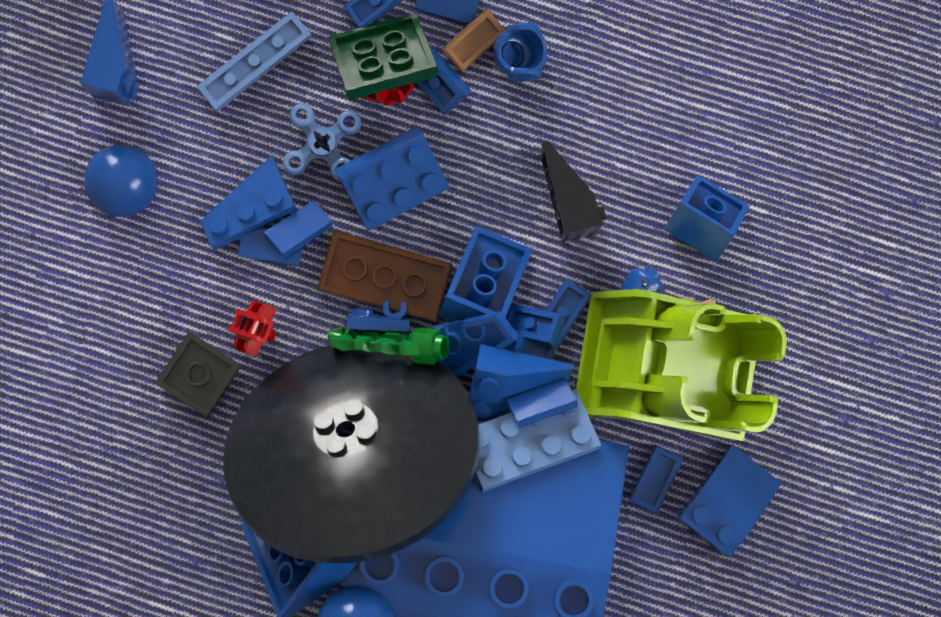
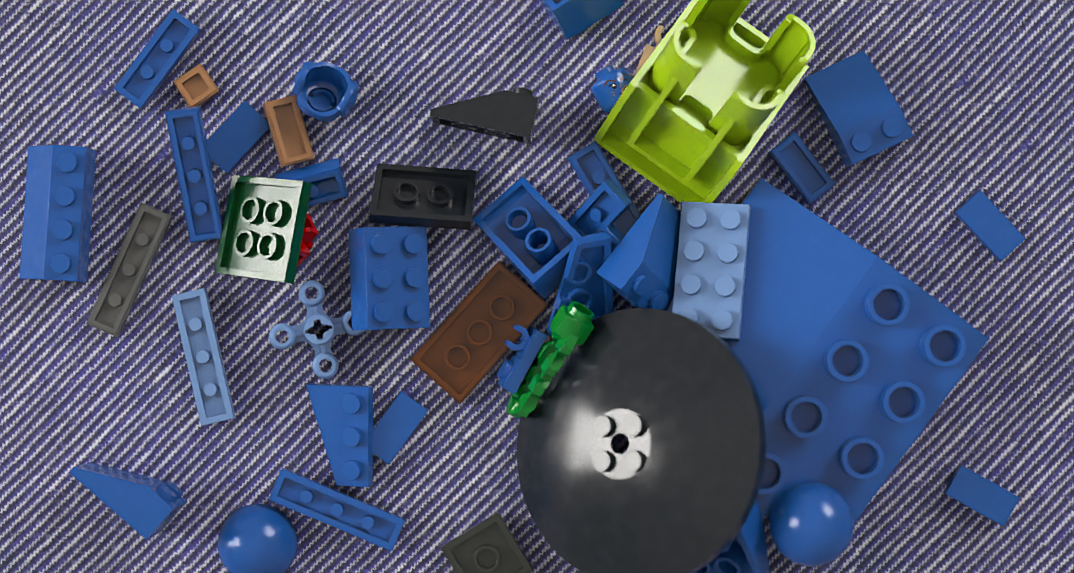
camera: 65 degrees left, 5 degrees up
(180, 230) = (337, 509): none -> blue plate
(256, 330) = (471, 480): red piece -> none
(298, 229) = (392, 393): blue tile -> none
(474, 174) = (423, 196): none -> black plate
(541, 403) = (682, 241): blue tile -> none

